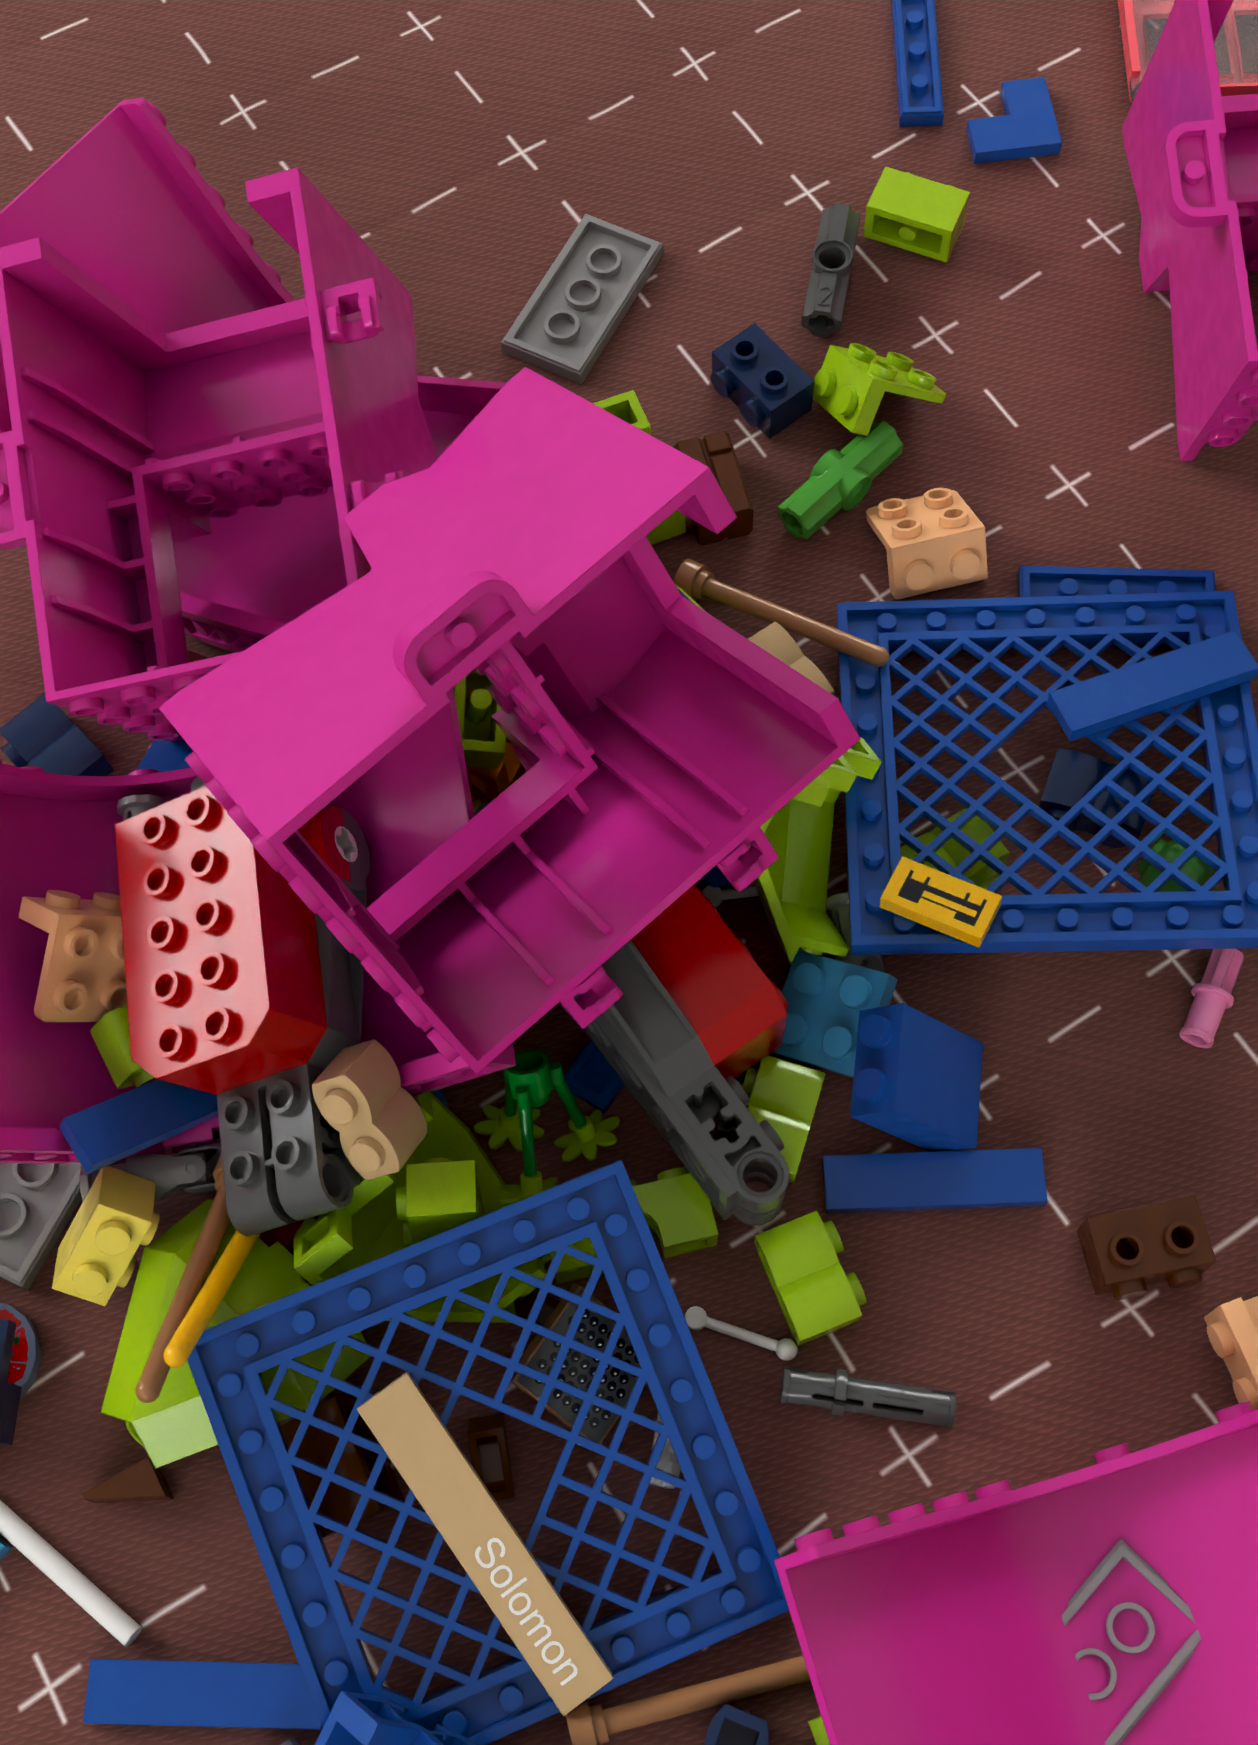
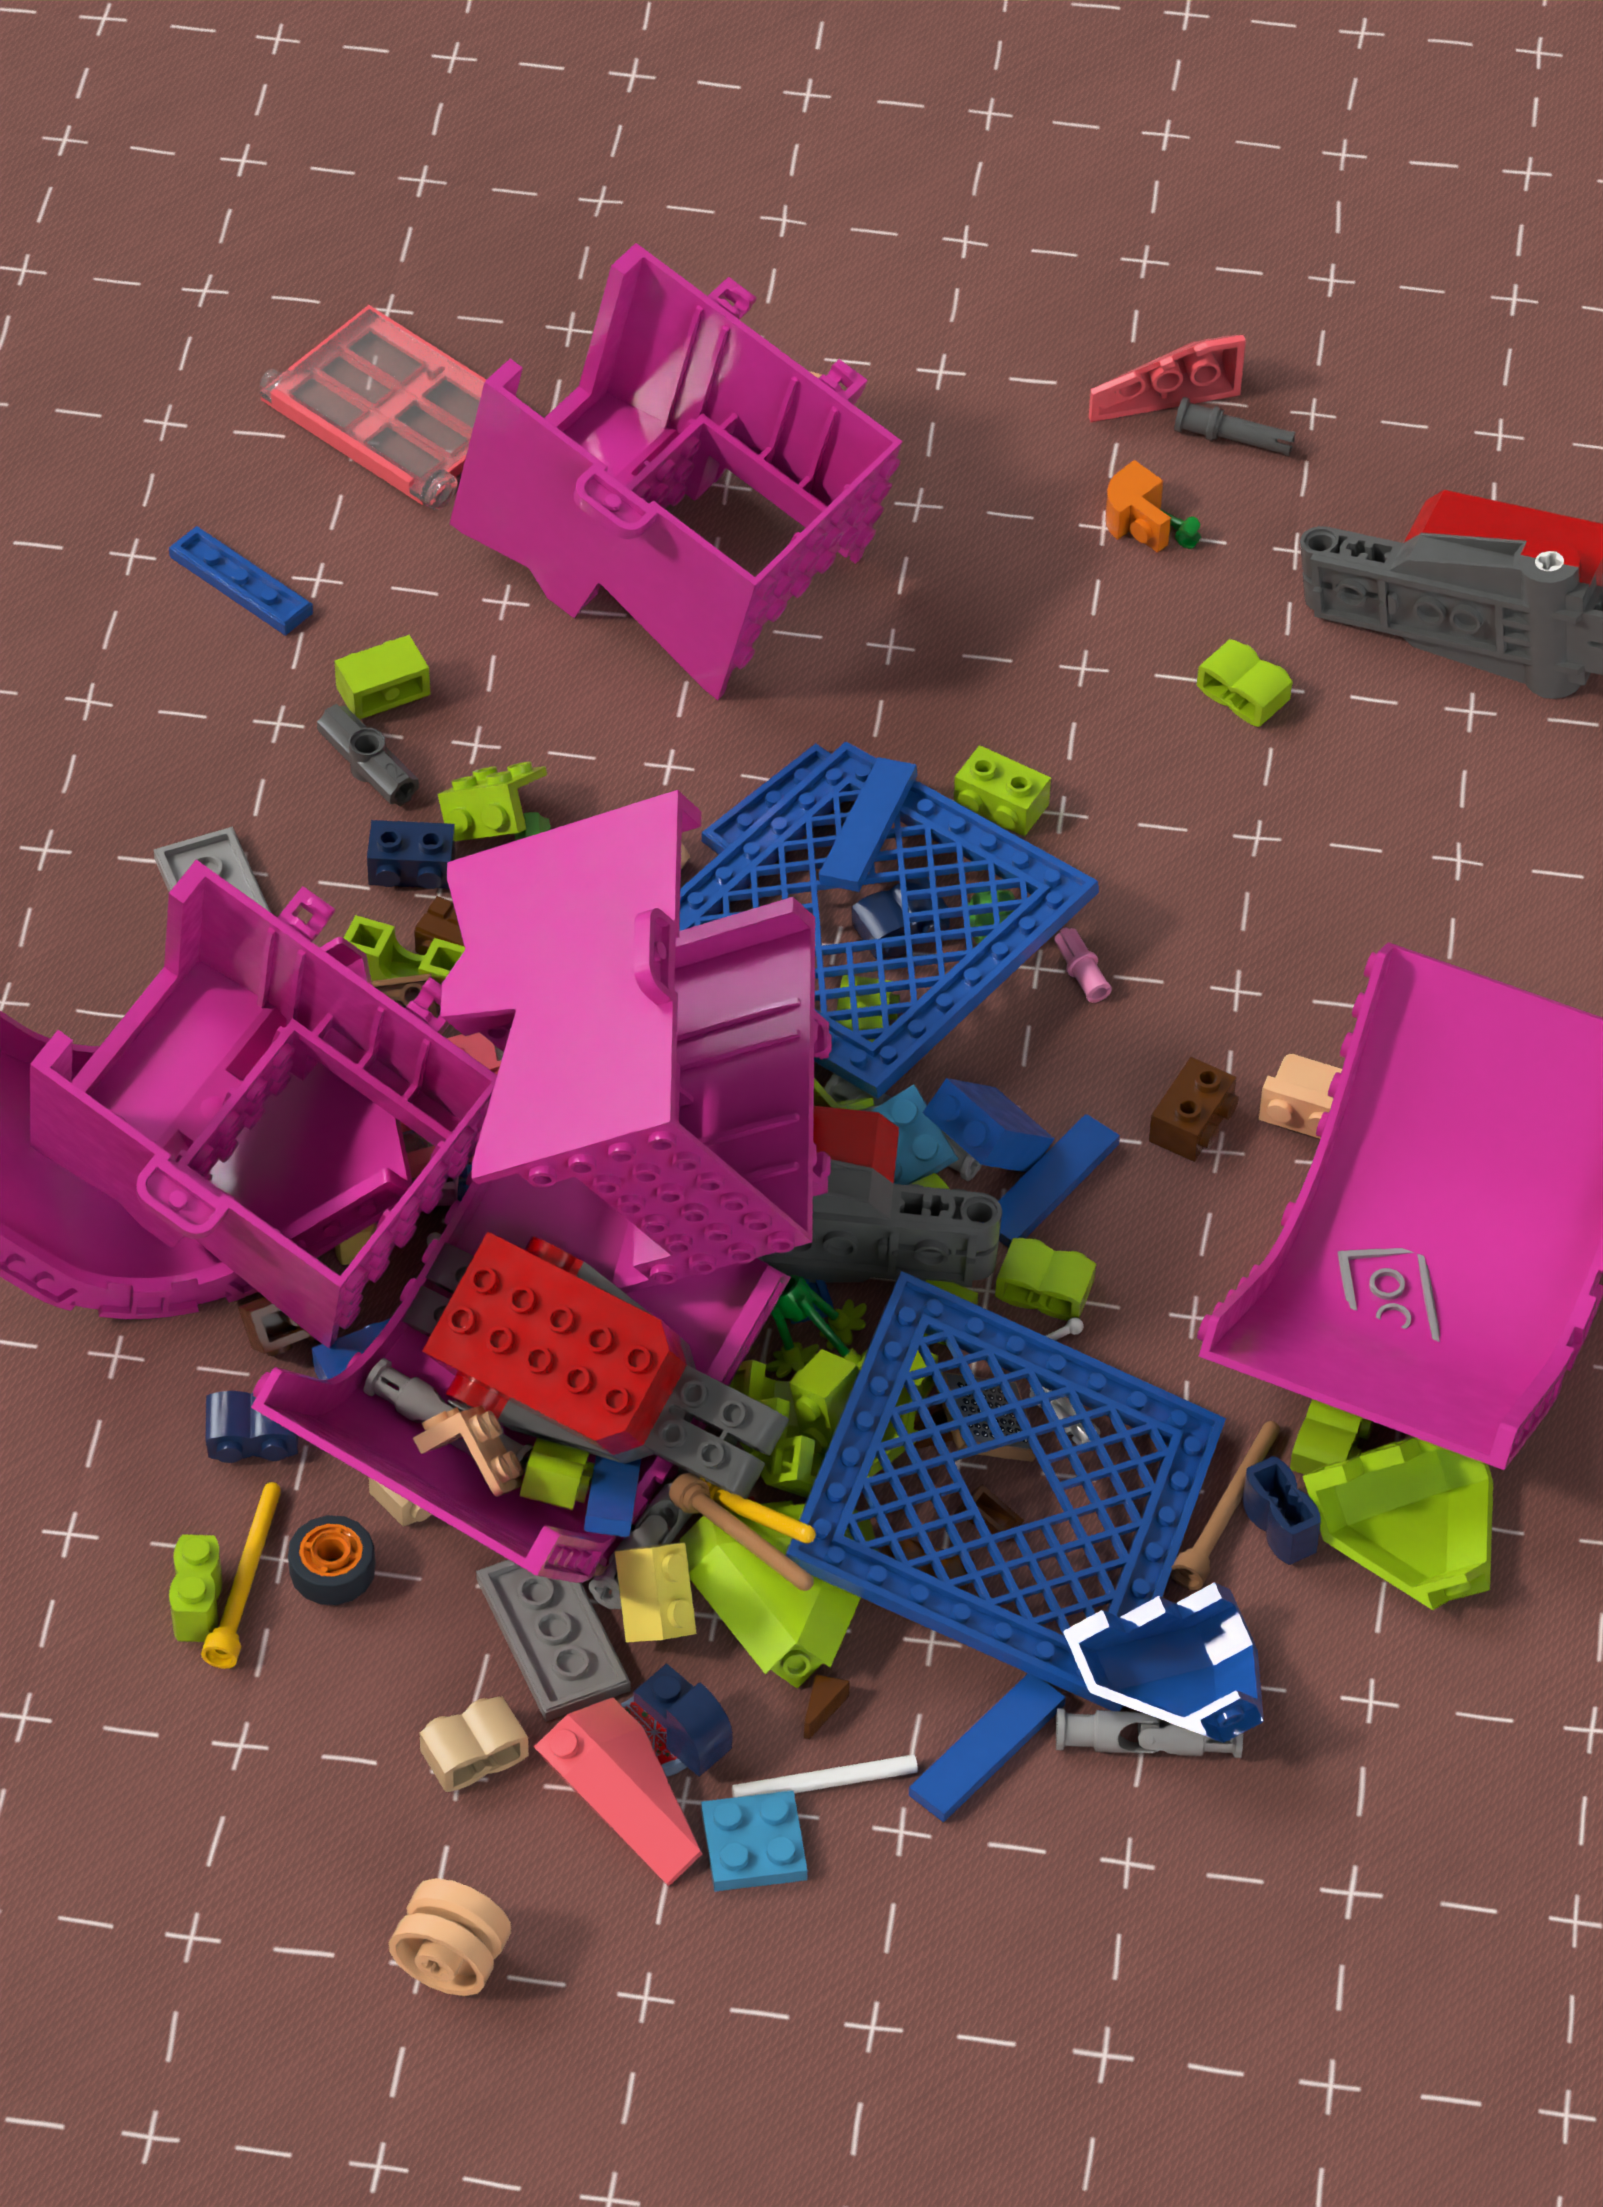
camera: 55 degrees left, 15 degrees down
(370, 1109) = (744, 1361): tan brick -> none
(485, 1543) = (1045, 1514): tan tile -> none
(867, 1397) = (1108, 1329): dark grey pin -> none
(940, 901) = (897, 1023): yellow tile -> none
(1024, 131) = (373, 573): blue tile -> none

